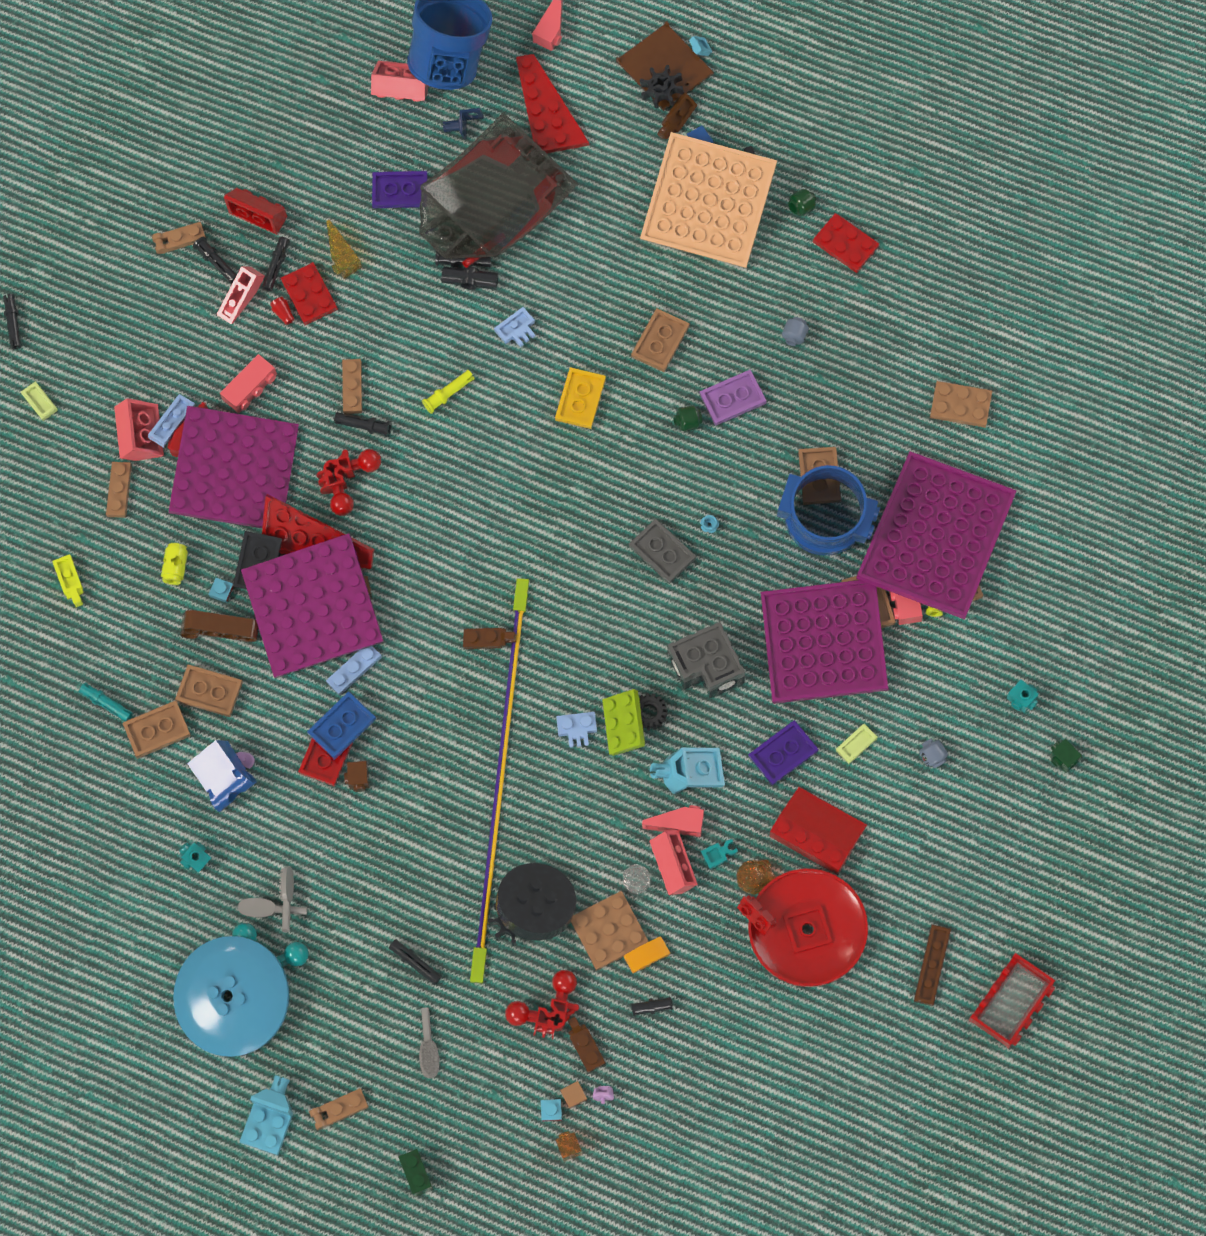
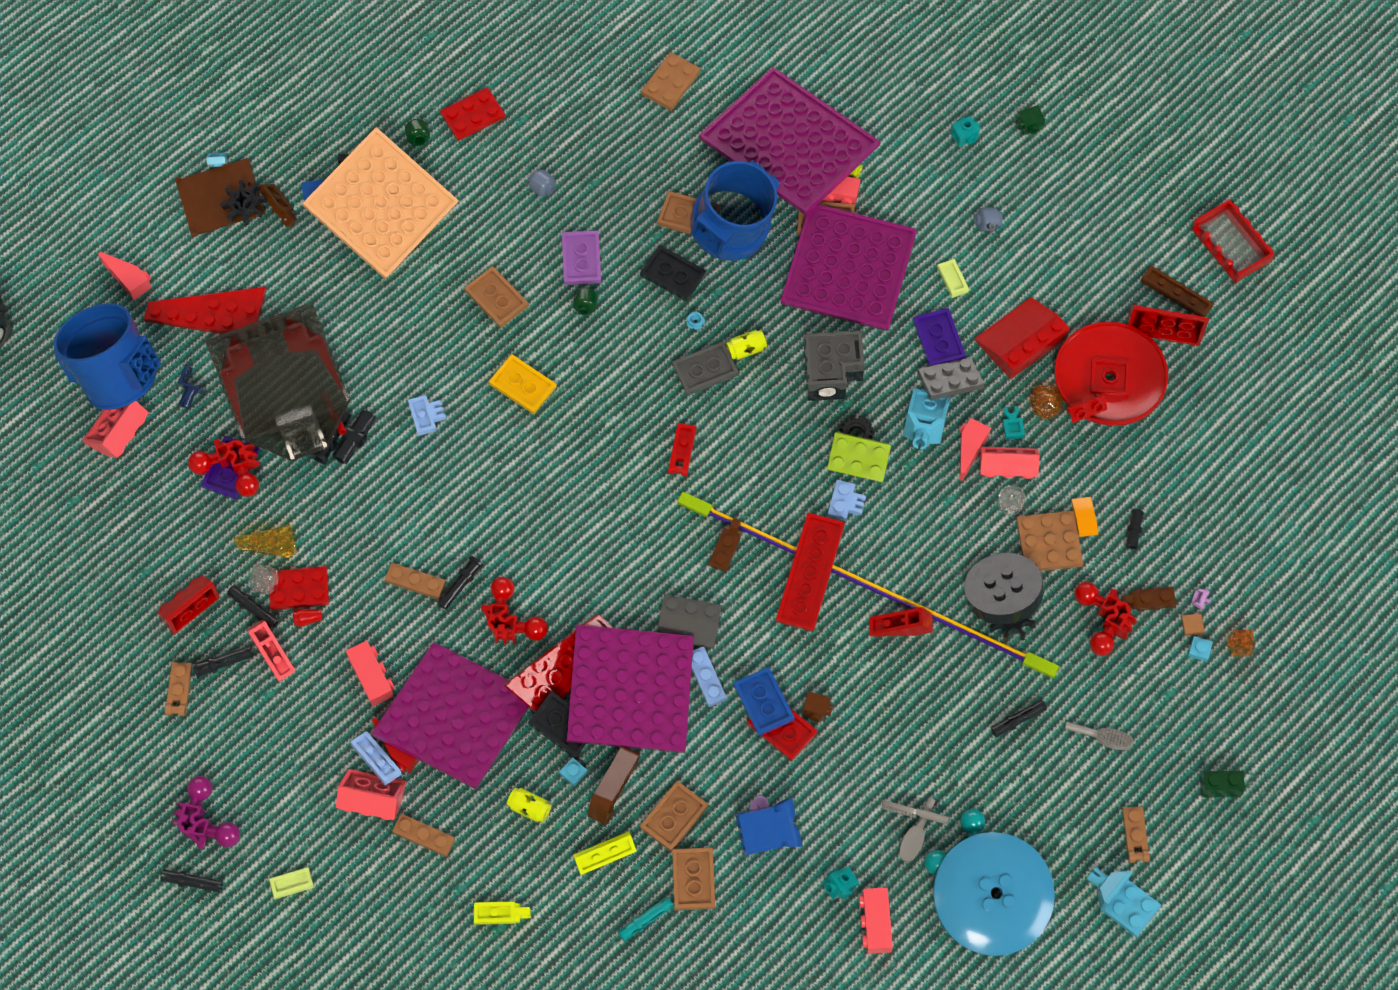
camera: 75 degrees left, 5 degrees down
(58, 299) = (225, 834): none -> magenta piece
(153, 644) = (604, 853): none -> neon yellow plate
(171, 901) = (876, 920): none -> coral brick
(301, 260) = (264, 579): none -> clear wheel
(399, 633) = (690, 618): none -> dark grey slope
(404, 191) = (246, 483): none -> red piece
(441, 396) = (464, 503): neon yellow pin -> none
(469, 822) = (902, 623): none -> red slope
(488, 721) = (810, 572): none -> red plate
(570, 562) = (682, 449): none -> red plate
(694, 572) = (754, 343): none -> neon yellow piece
(742, 778) = (950, 378): none -> plate
(750, 484) = (673, 273): none -> black plate
(886, 962) = (1168, 324): none -> red slope

